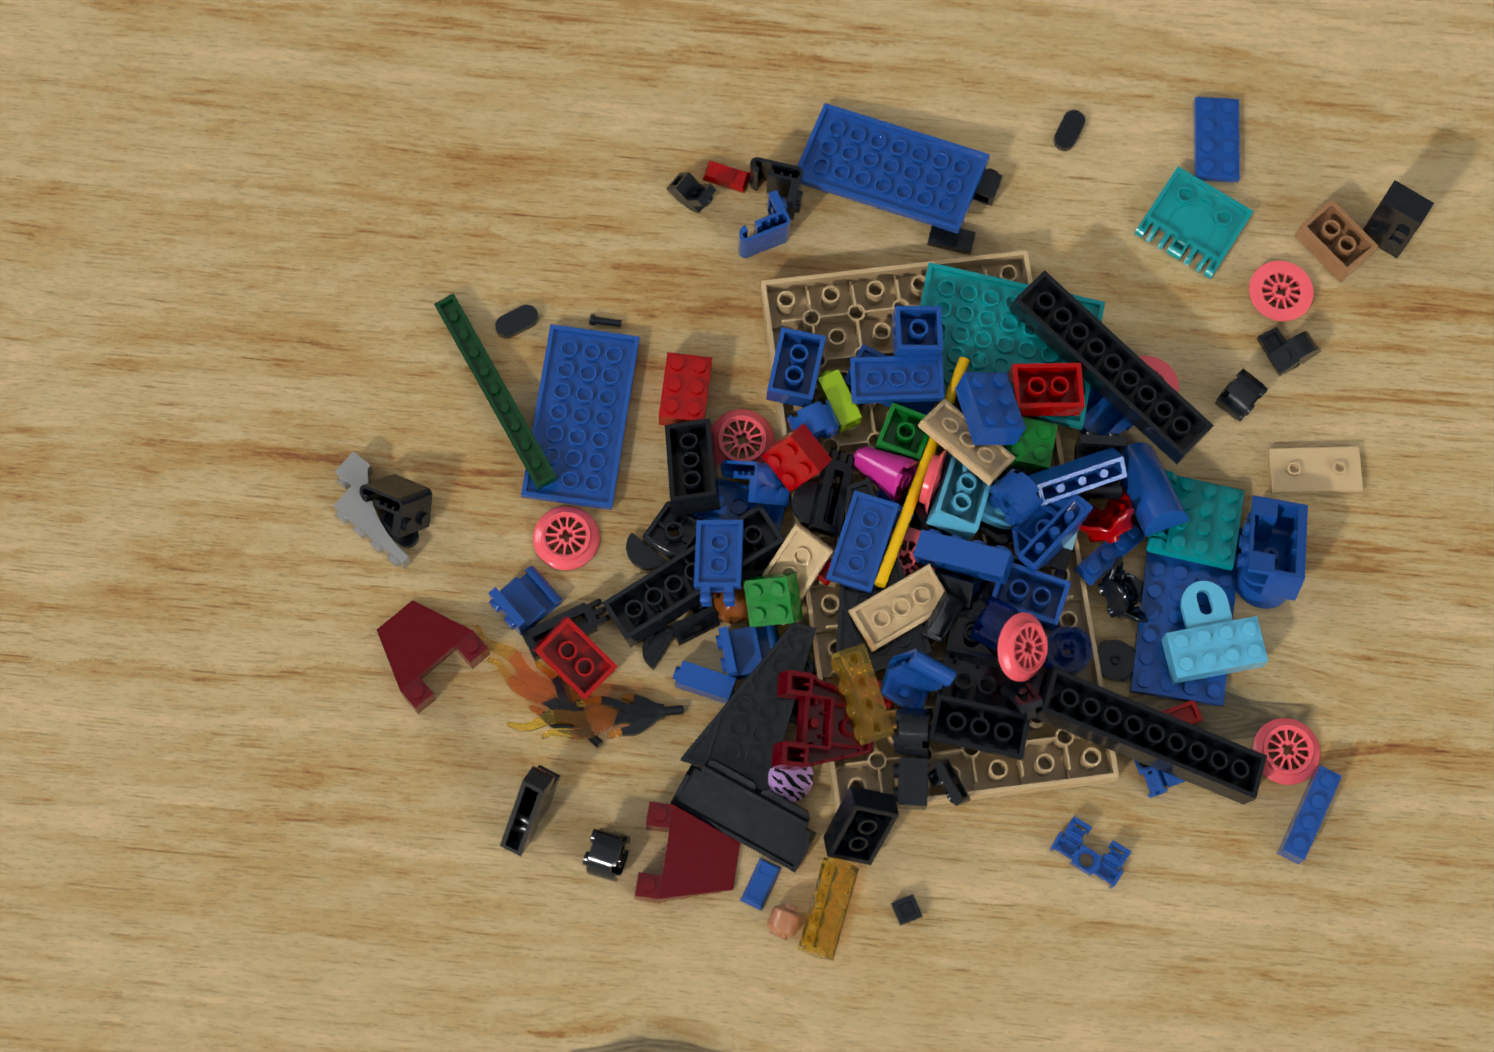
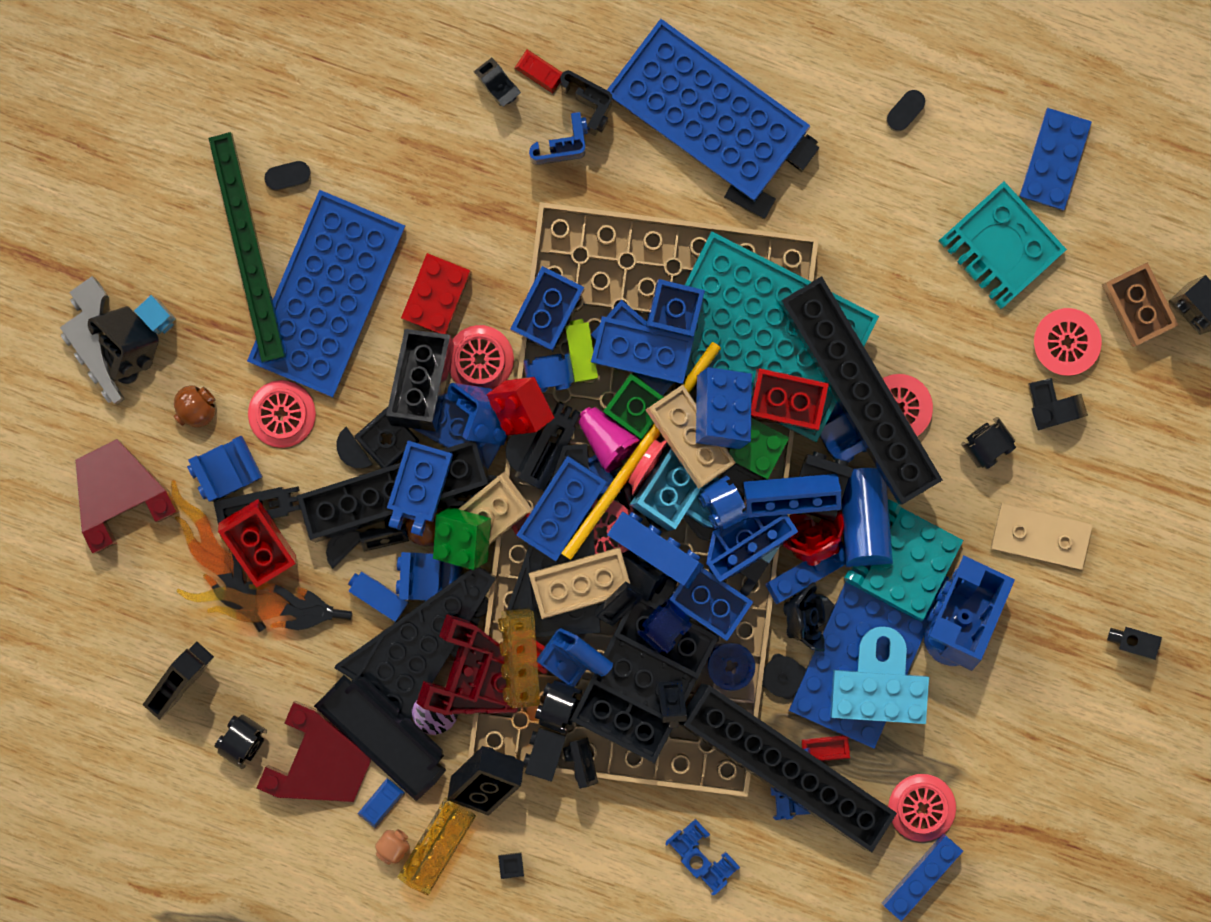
camera: 20 degrees right, 15 degrees up
(423, 470) = (155, 315): none -> dark azure brick
(480, 549) = (194, 406): none -> dark orange plant
(604, 321) = (374, 197): black piece -> none
(1018, 643) = (679, 656): coral piece -> none
(1446, 540) = (1147, 643): none -> black torso

